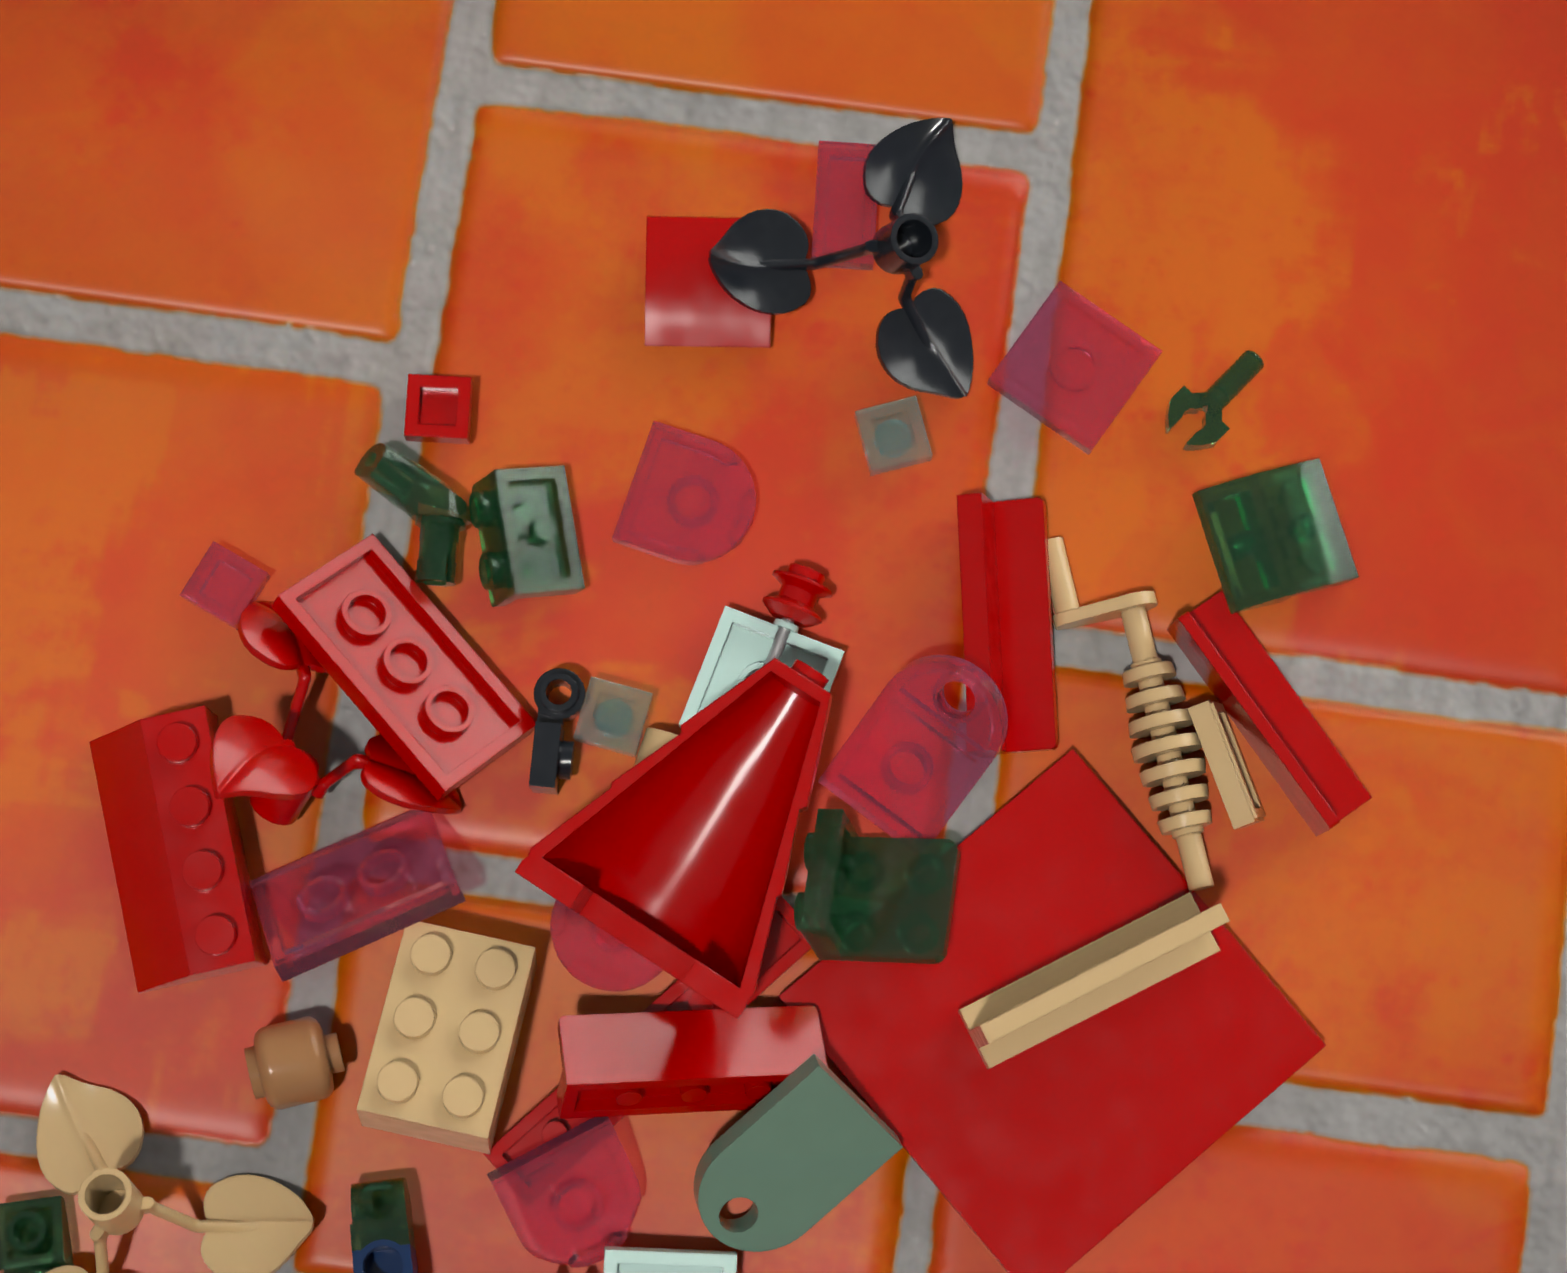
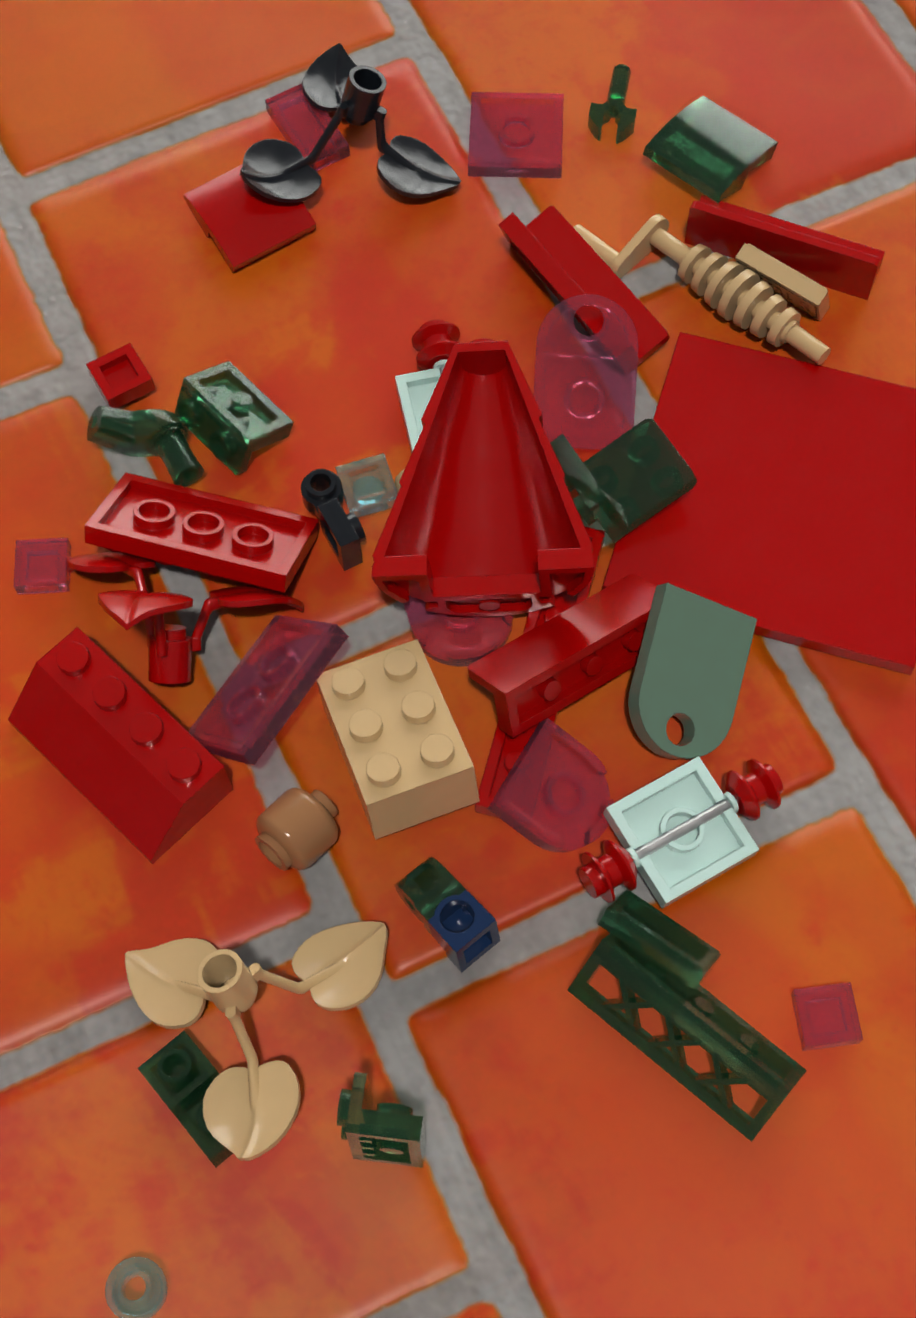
camera: 25 degrees left, 15 degrees down
(686, 499) = (324, 338): clear pink tile -> none
(893, 435) = (431, 227): clear light blue plate -> none
(1092, 979) = (802, 439): tan fence -> none

